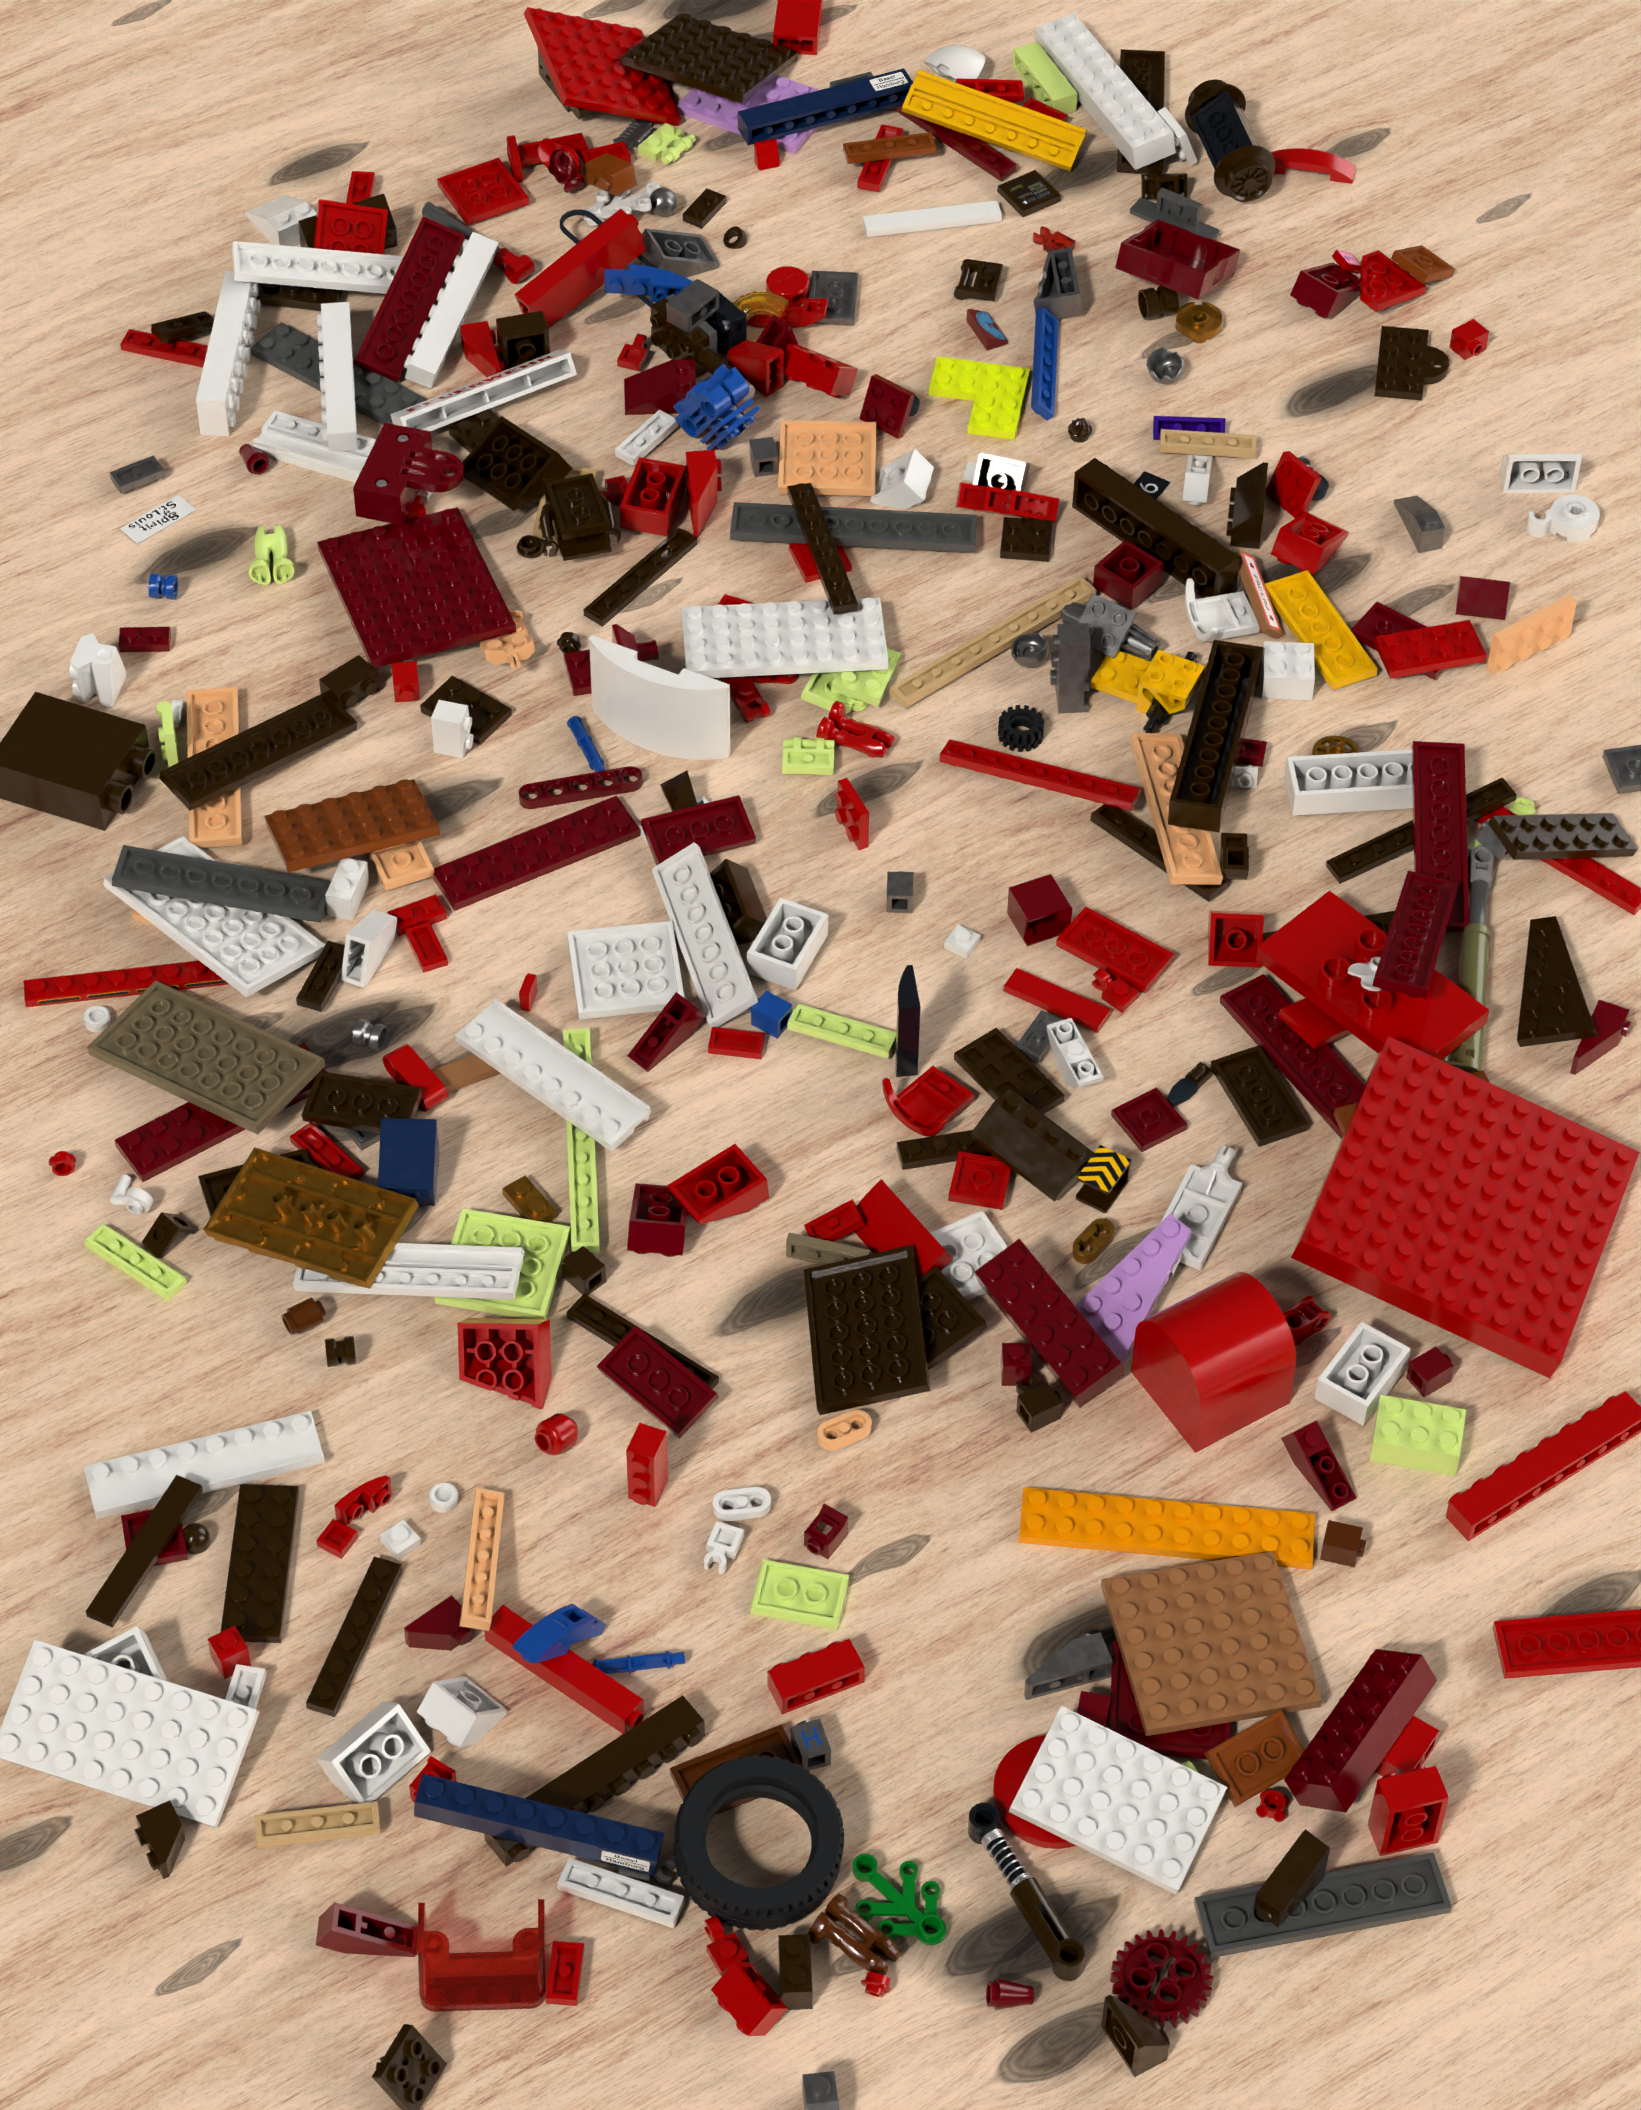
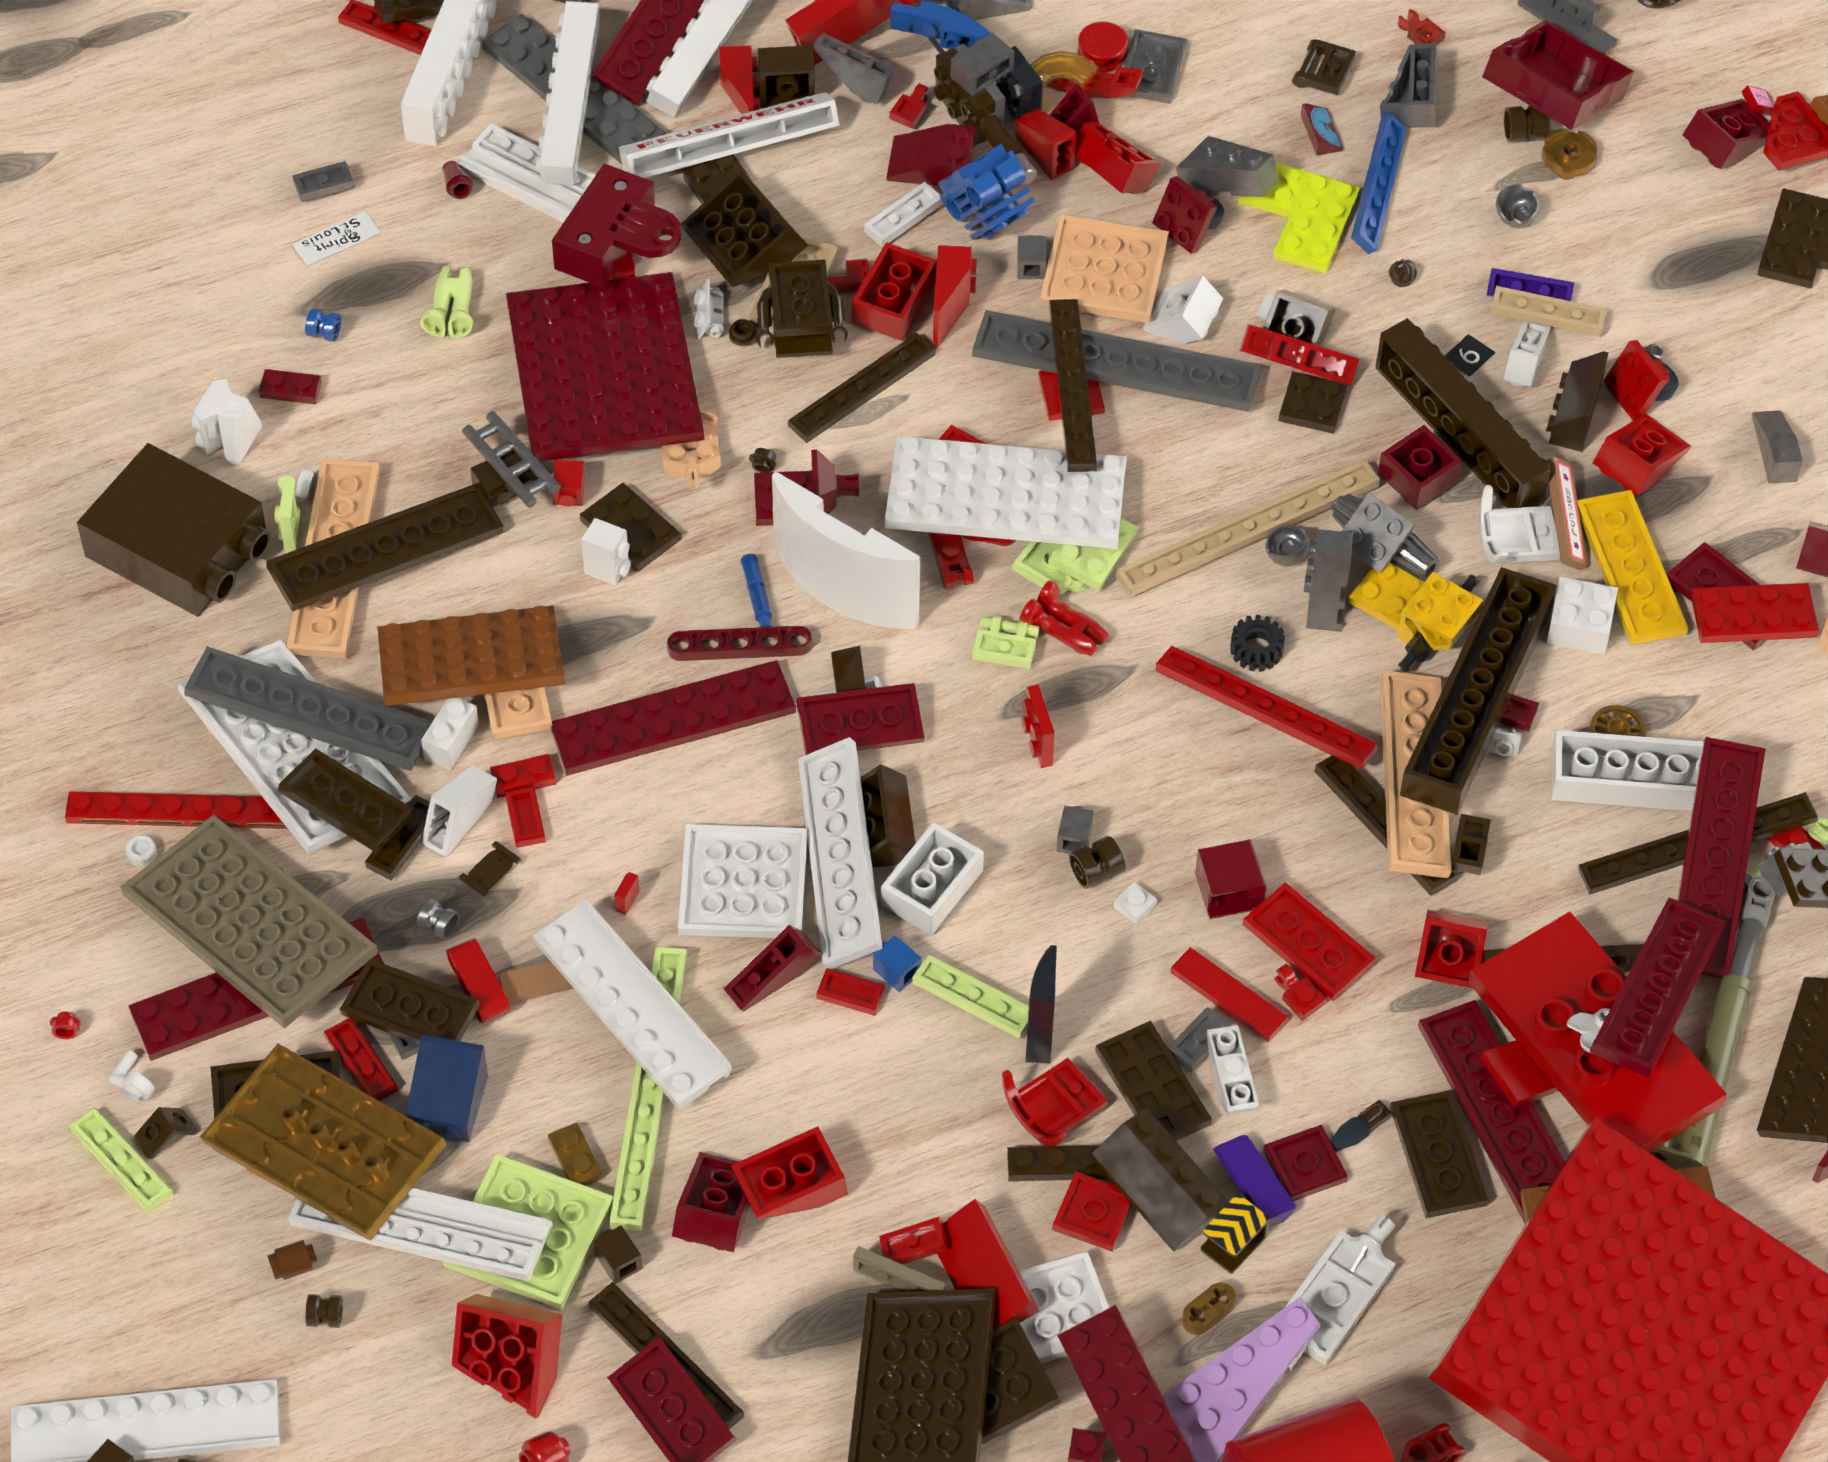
camera: 10 degrees right, 5 degrees up
(271, 949) = (345, 800): none -> dark brown plate
(354, 679) = (510, 474): none -> flat silver bar
(405, 991) = (490, 869): none -> dark brown piece
(496, 533) = (708, 302): none -> white hinge
(584, 329) = (856, 69): none -> flat silver slope
(919, 364) = (1229, 167): none -> flat silver wedge
(923, 913) = (1099, 861): none -> dark brown wheel
(1110, 1134) = (1255, 1178): none -> dark purple slope

